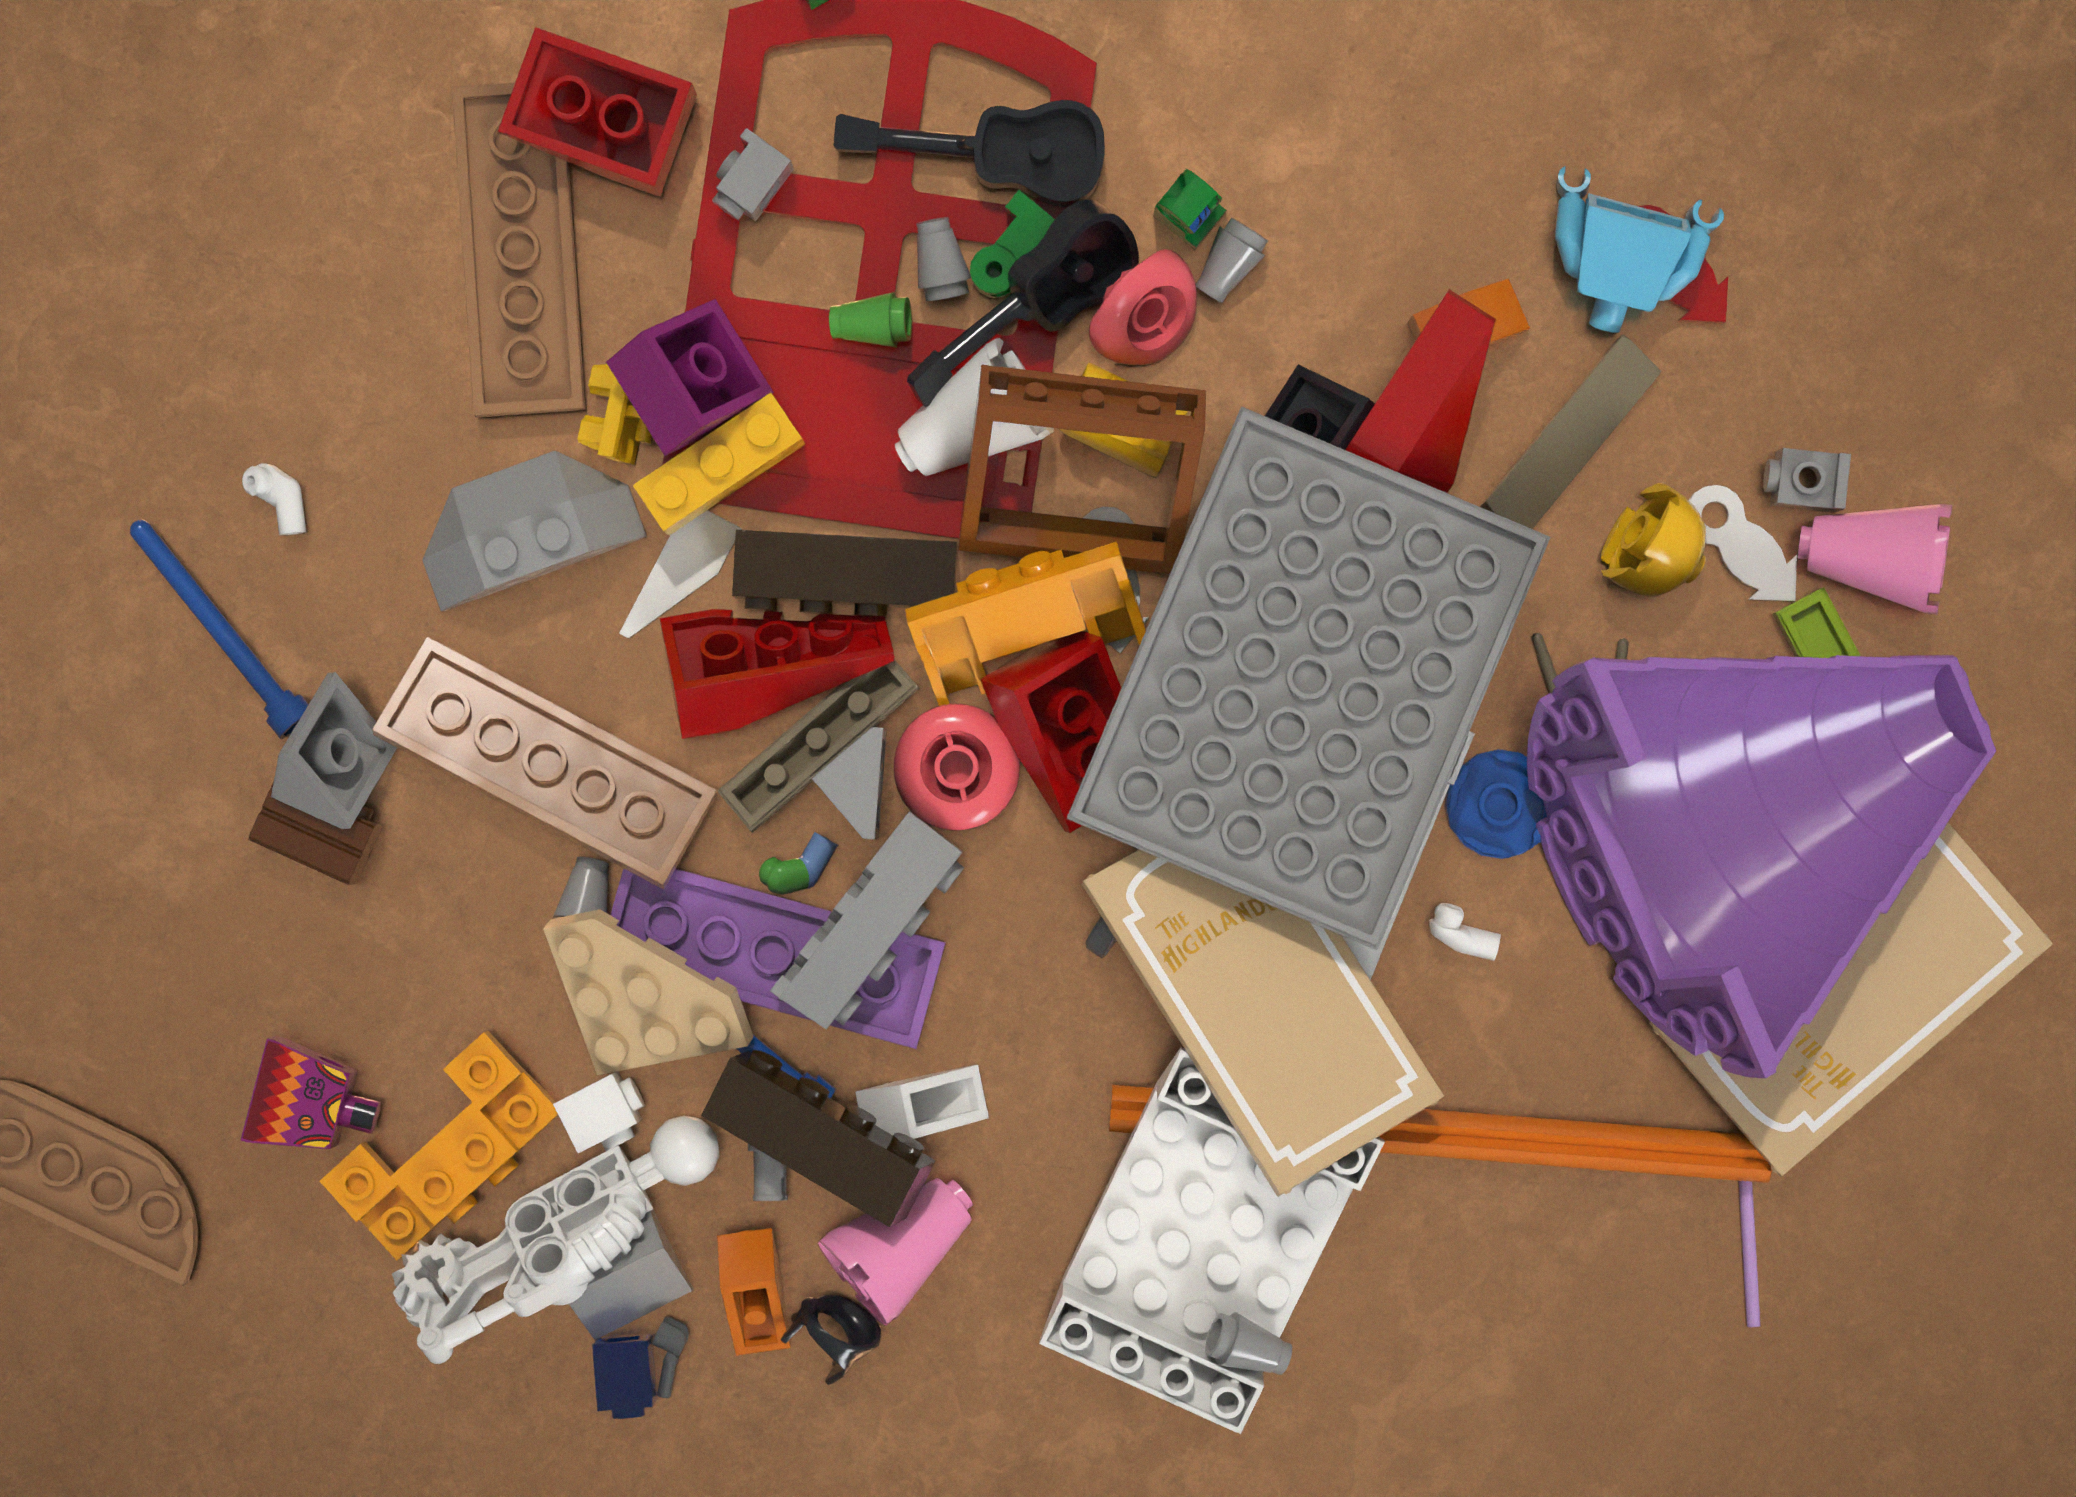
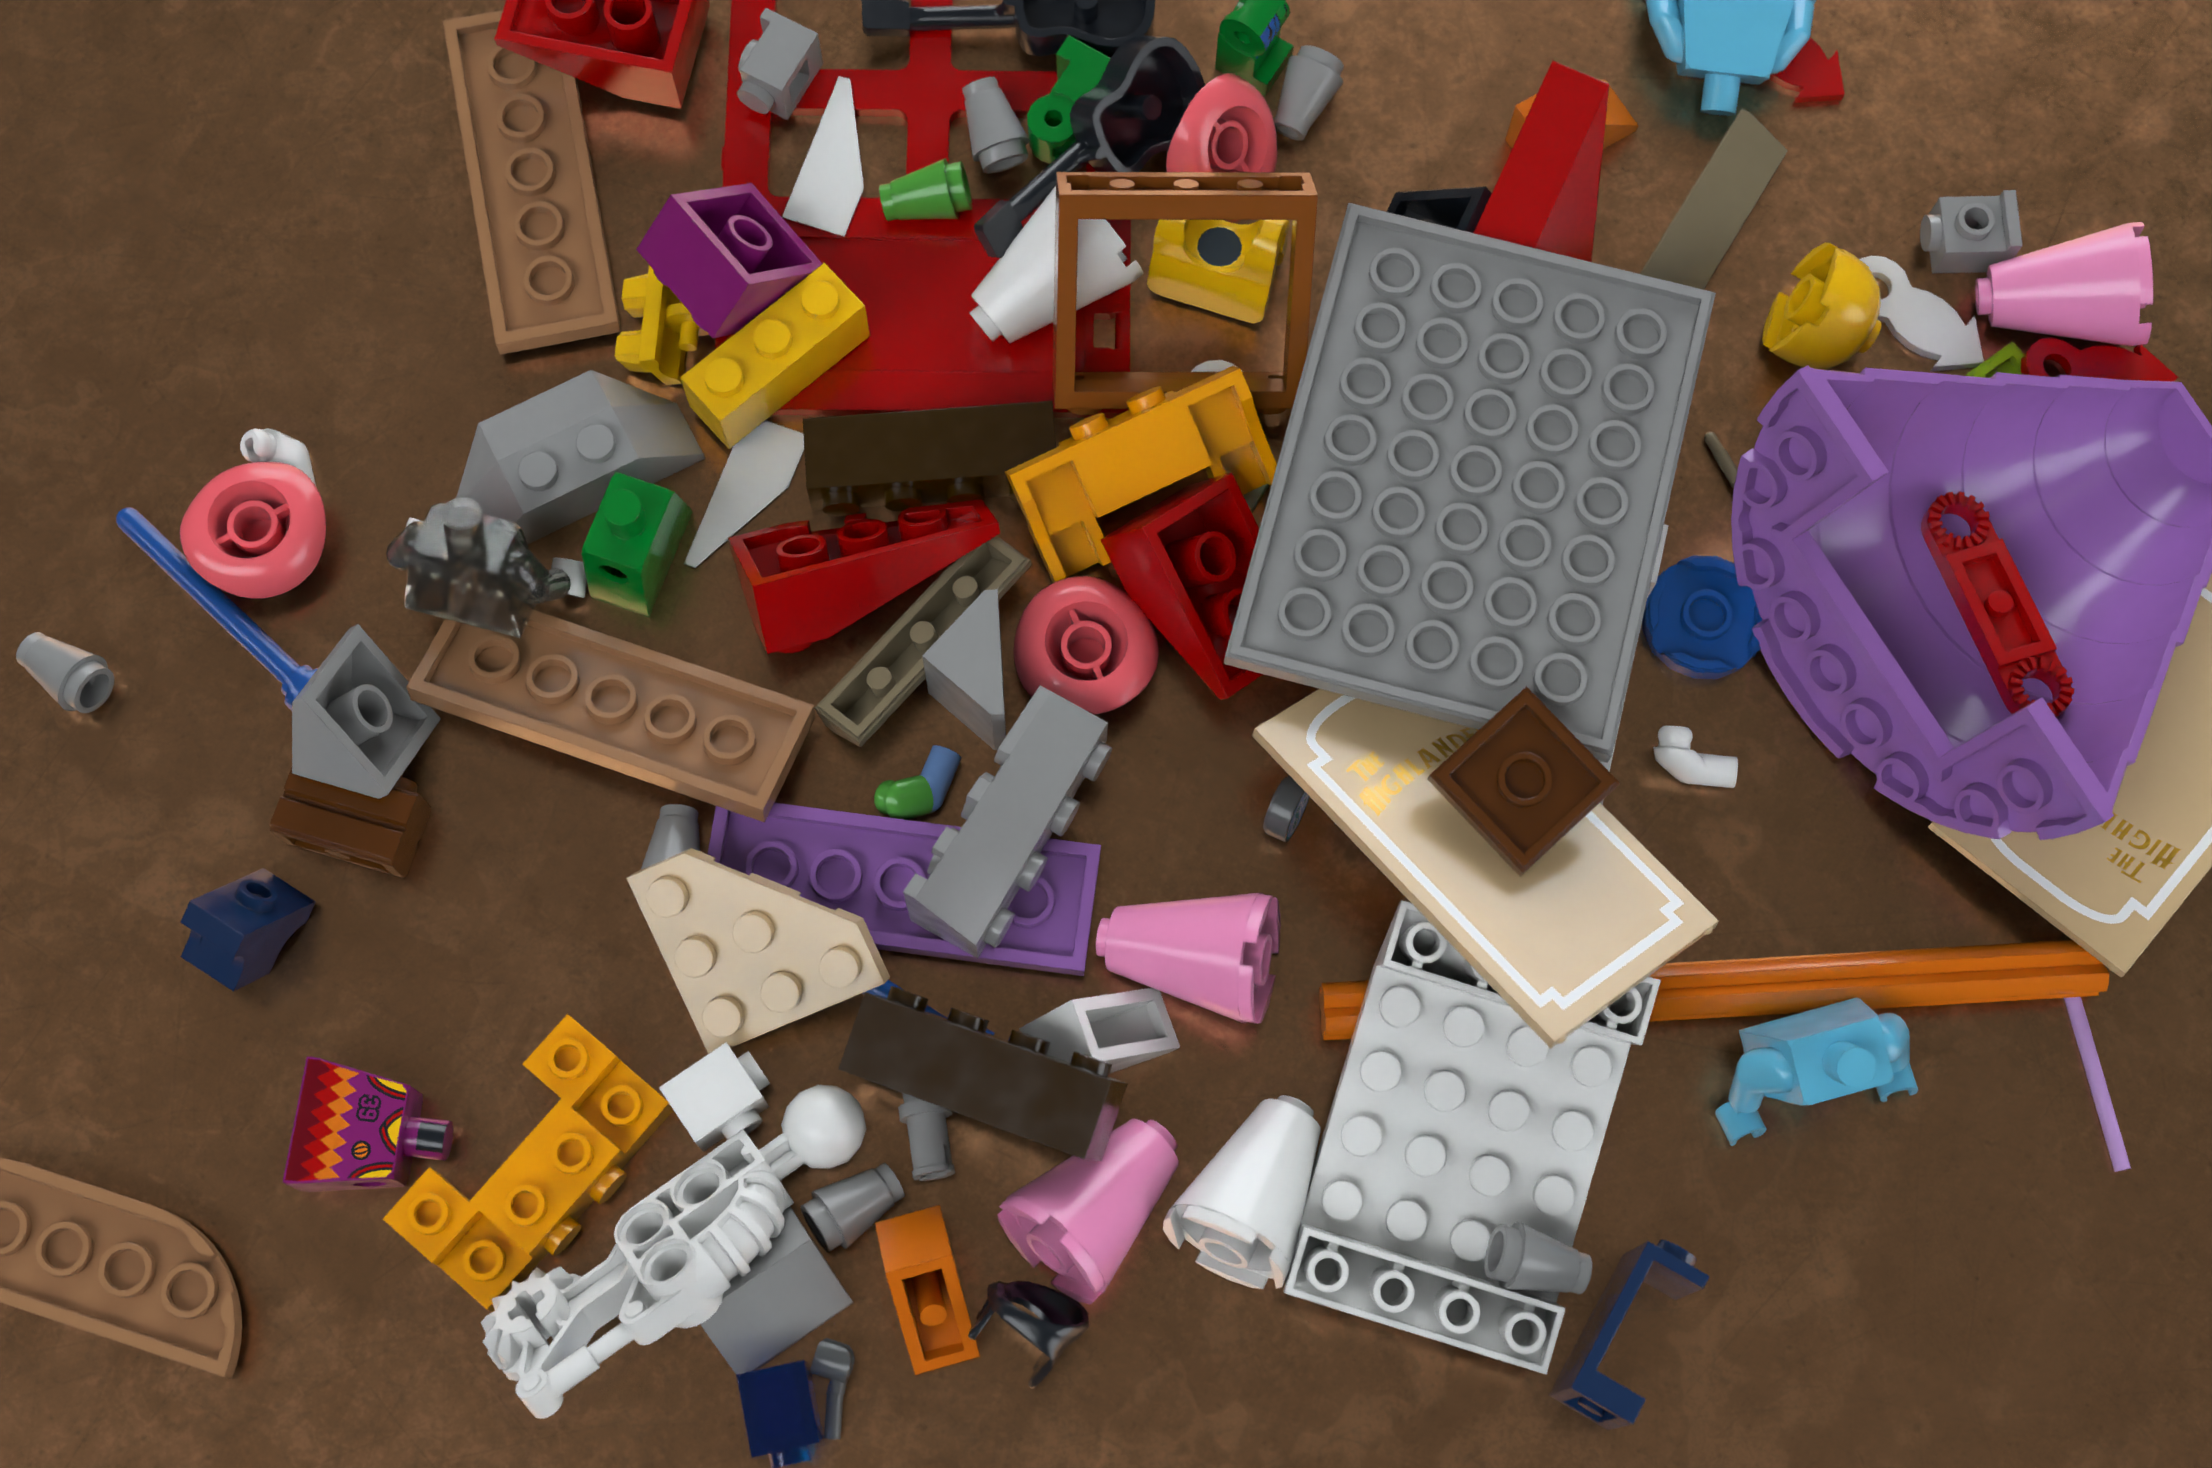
camera: 10 degrees left, 15 degrees down
(81, 667) = (66, 672): none -> light grey cone
(222, 916) = (243, 927): none -> dark blue brick
(250, 561) = (255, 529): none -> coral hat
(440, 633) = (477, 569): none -> clear smoke torso
(579, 617) = (637, 534): none -> green torso
(700, 1215) = (851, 1206): none -> light grey cone
(790, 277) = (832, 170): none -> white sticker
(1013, 1047) = (1198, 950): none -> bright pink cone
(1029, 1253) = (1251, 1196): none -> white cone
(1265, 1440) = (1579, 1383): none -> dark blue panel
(1298, 964) = (1523, 781): none -> reddish brown tile
(1511, 1214) = (1816, 1060): none -> medium azure torso
(1743, 846) = (1995, 604): none -> red plate
(1891, 627) = (2095, 361): none -> red brick

